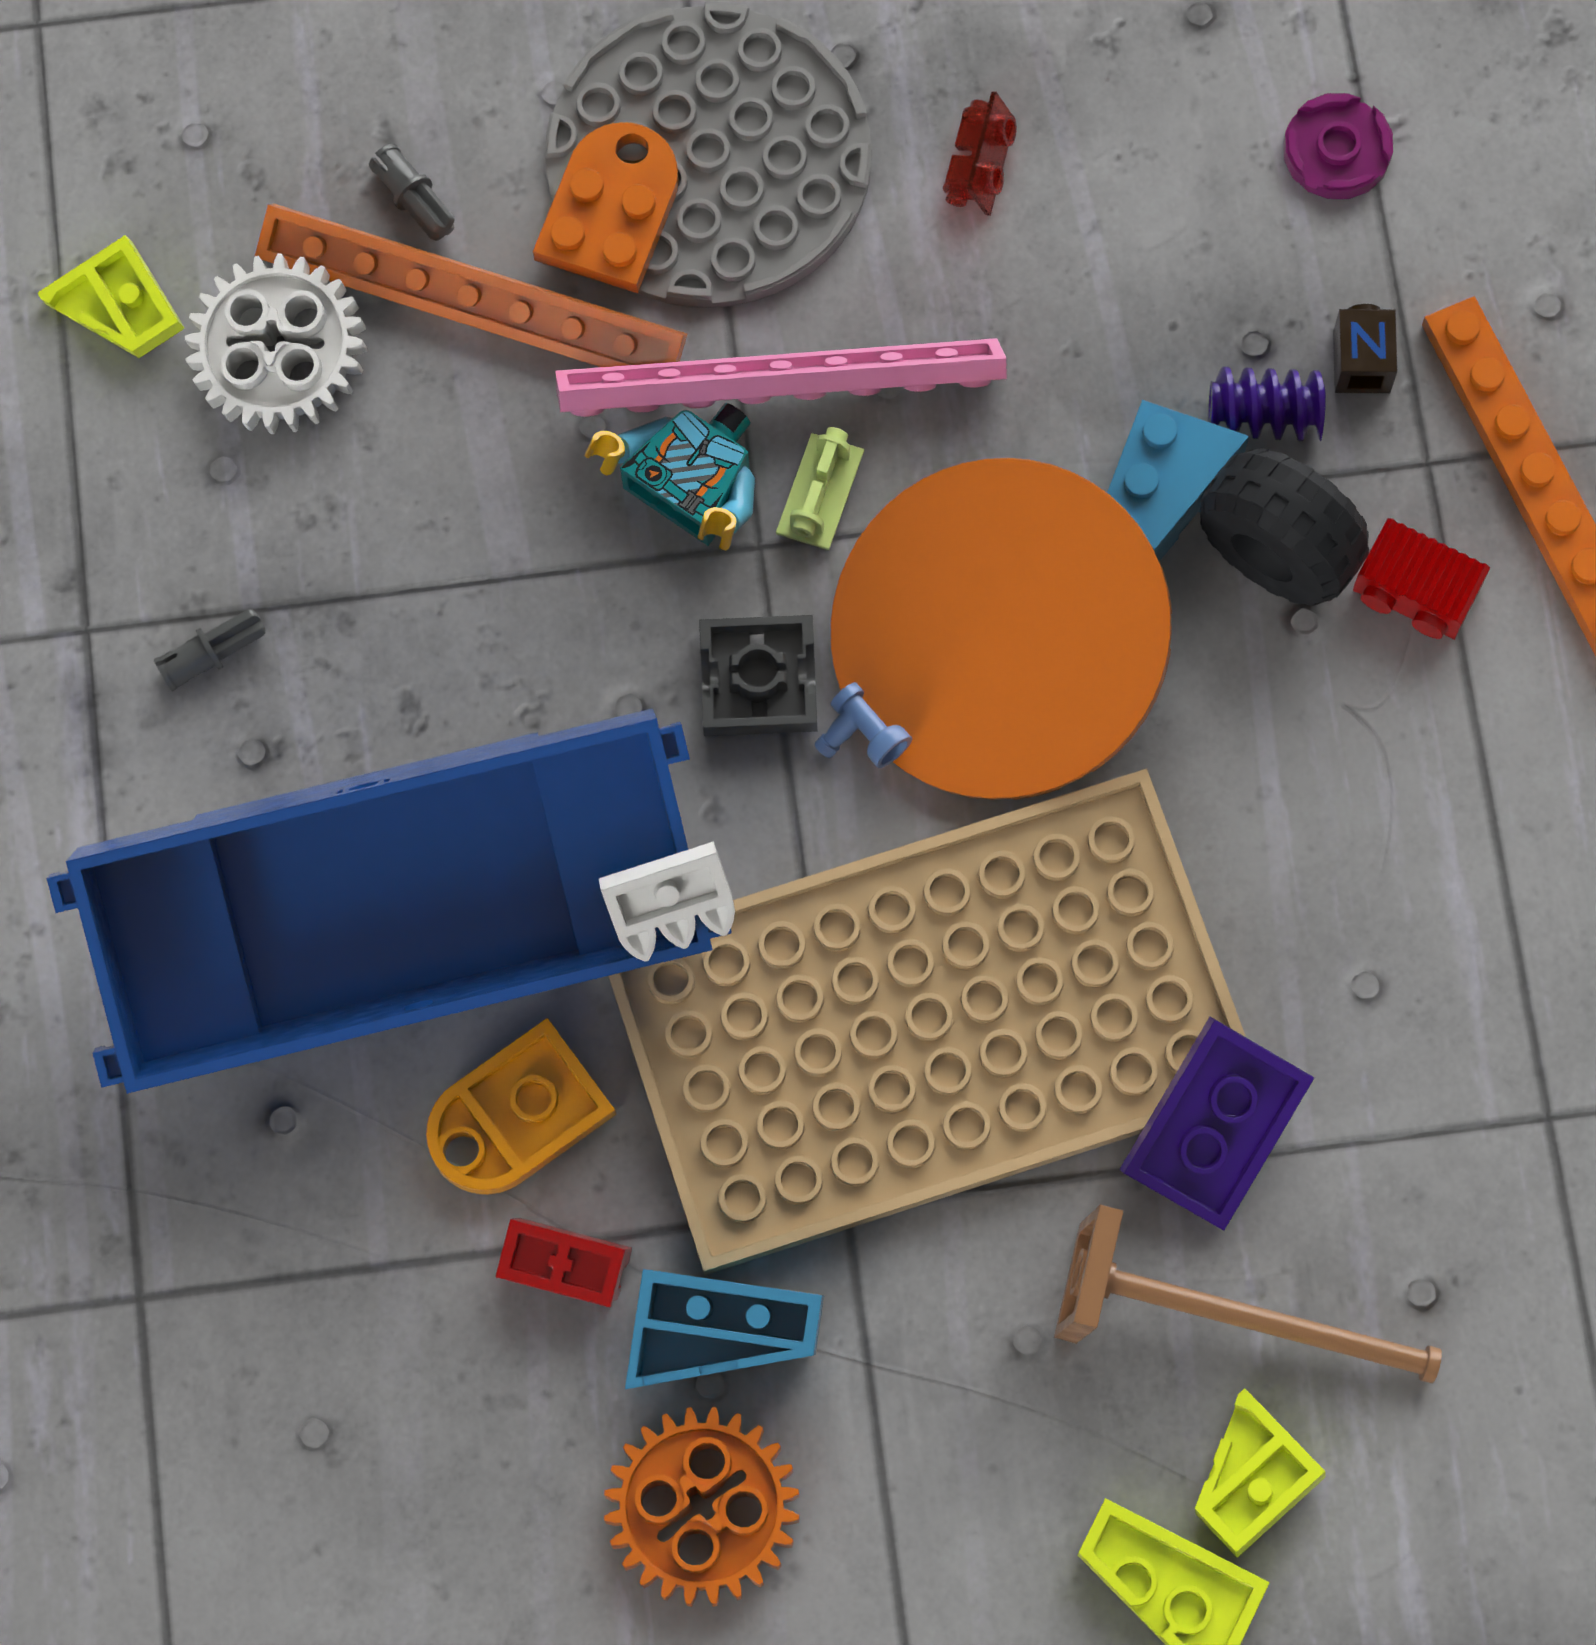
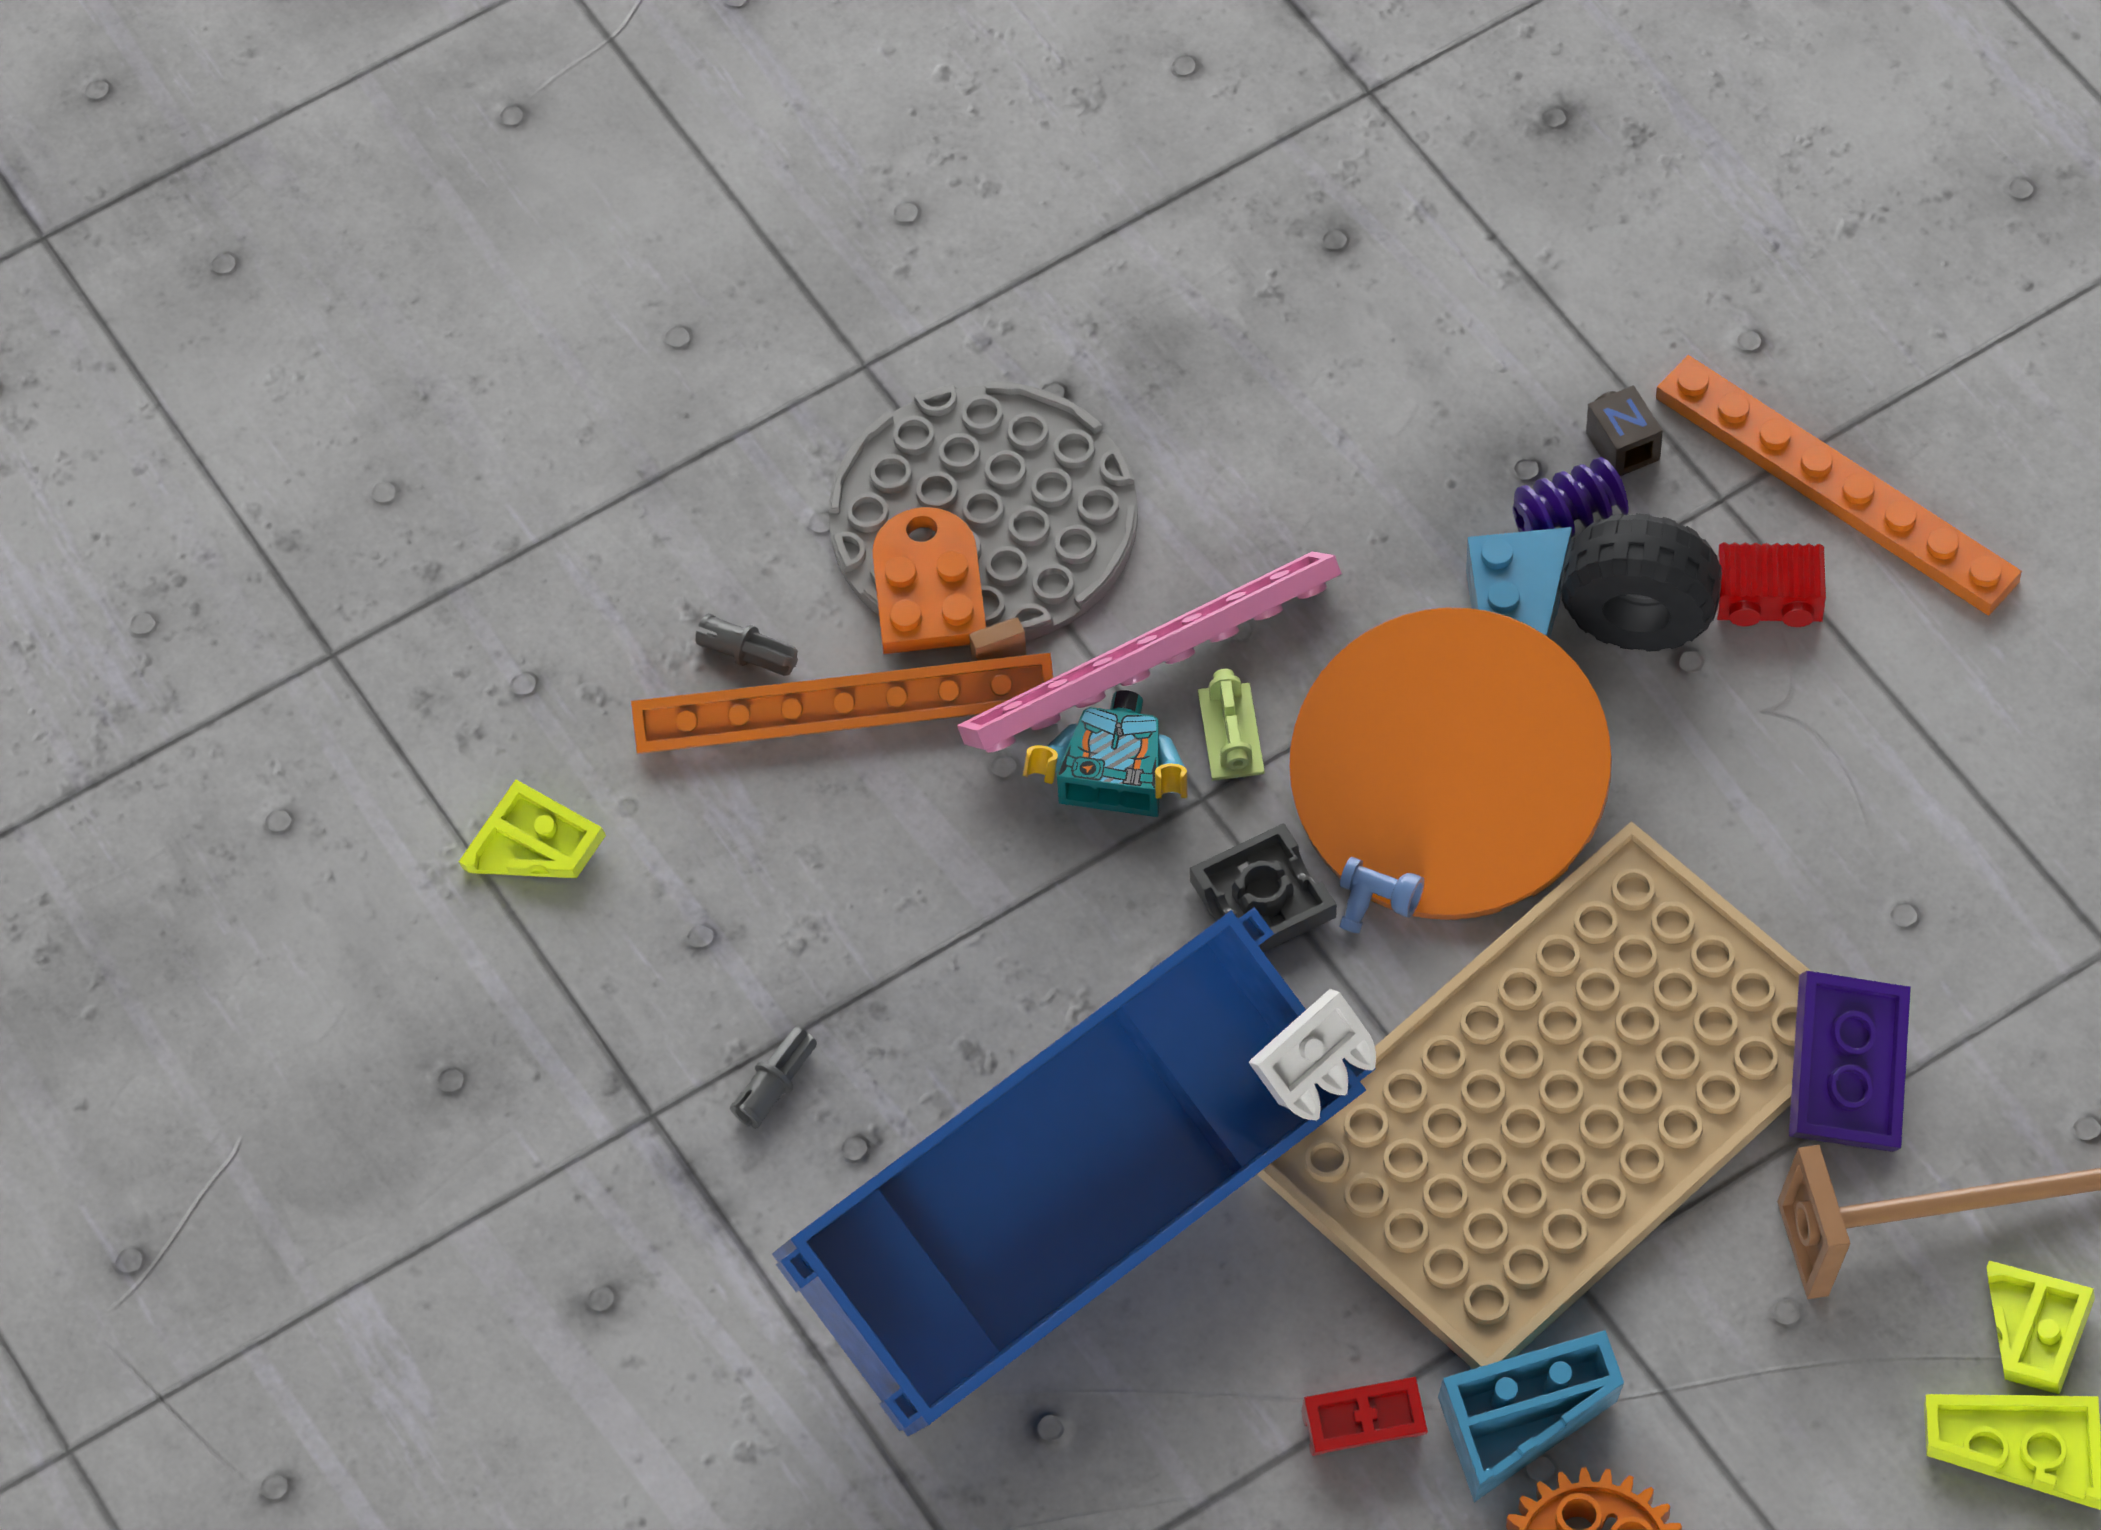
camera: 25 degrees left, 15 degrees down
(281, 296) = (678, 772): white gear -> none
(519, 1109) = (1256, 1320): light orange plate -> none
(644, 301) = (998, 641): none -> medium nougat tile
(987, 132) = (1214, 398): clear red hinge -> none
(1338, 146) = (1509, 291): magenta tile -> none

